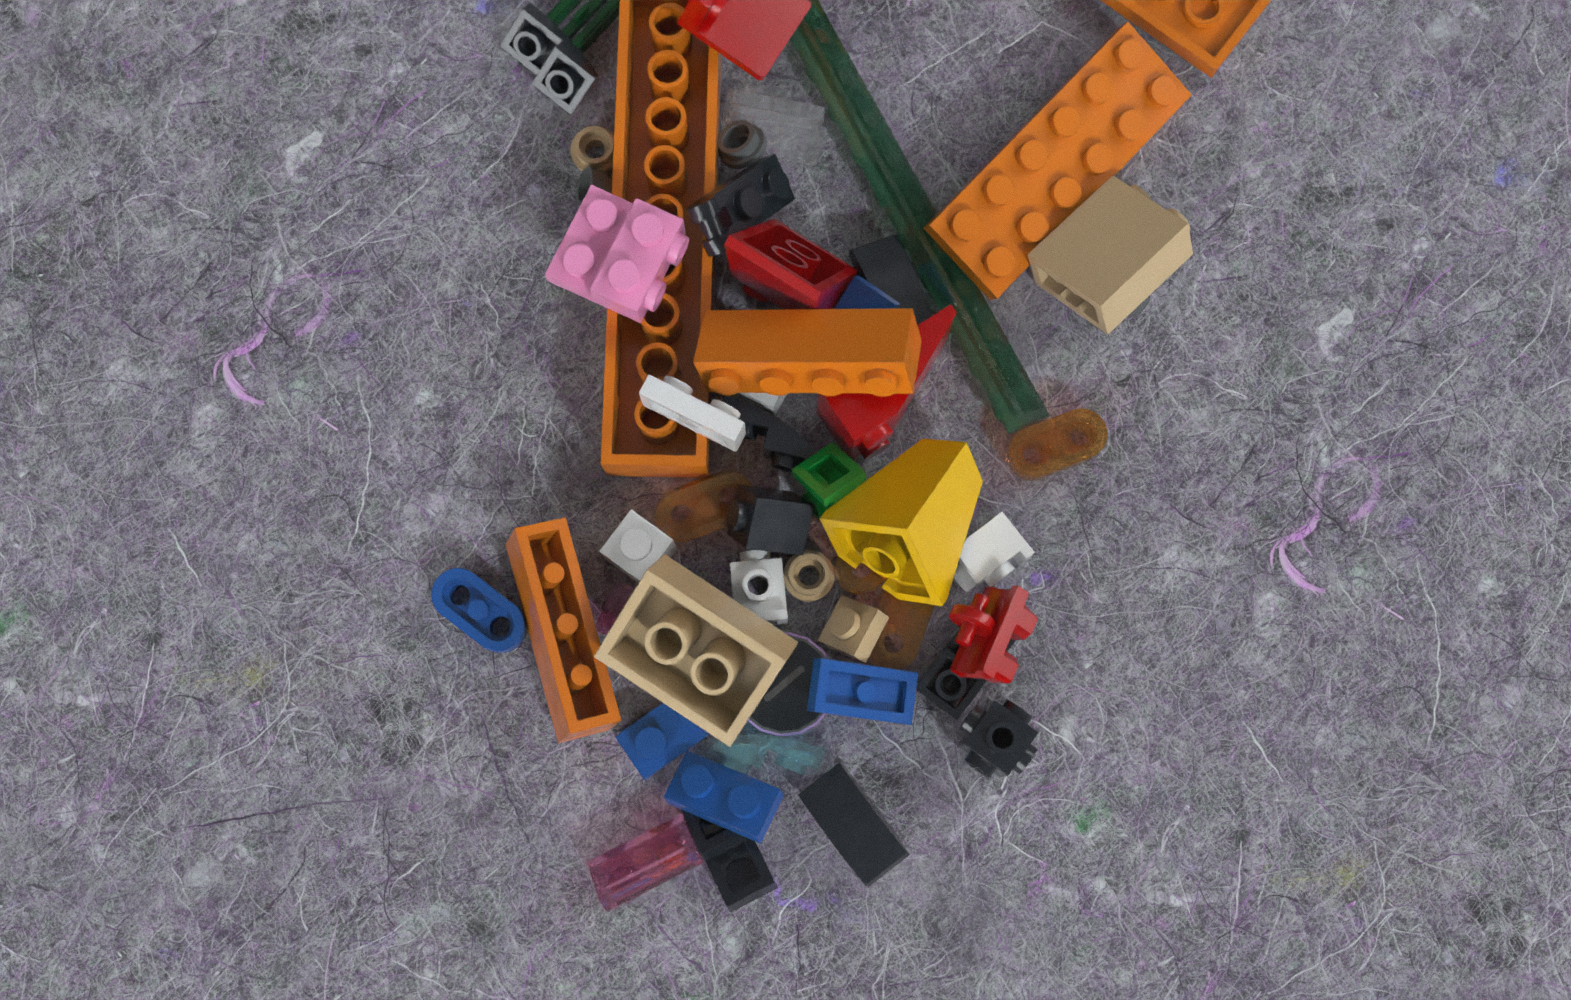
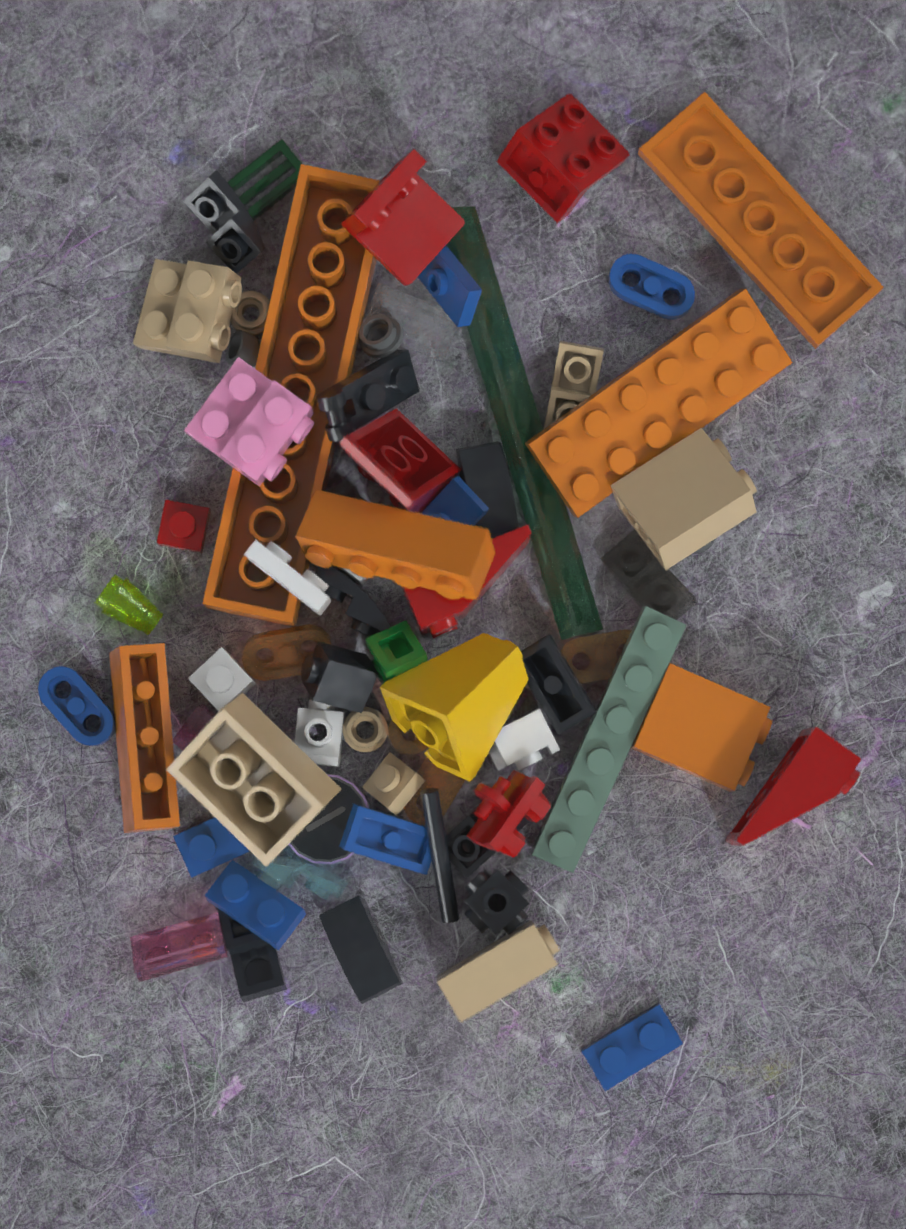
camera: 10 degrees right, 5 degrees up
(517, 487) = (128, 605): none -> clear neon green cone
(526, 156) = (188, 309): none -> tan plate
(563, 391) = (183, 526): none -> red plate
(809, 76) = (452, 287): none -> blue plate
(922, 699) = (439, 855): none -> black bar
(959, 154) = (573, 378): none -> tan slope
(1014, 483) = (555, 685): none -> black slope
(1019, 815) = (498, 969): none -> tan brick
(1023, 40) = (653, 283): none -> blue plate
(1083, 532) = (608, 739): none -> sand green plate
(1087, 354) = (646, 578): none -> clear smoke slope
(1184, 501) = (703, 729): none -> orange brick
(1184, 877) = (631, 1046): none -> blue plate
(1314, 530) = (806, 777): none -> red slope

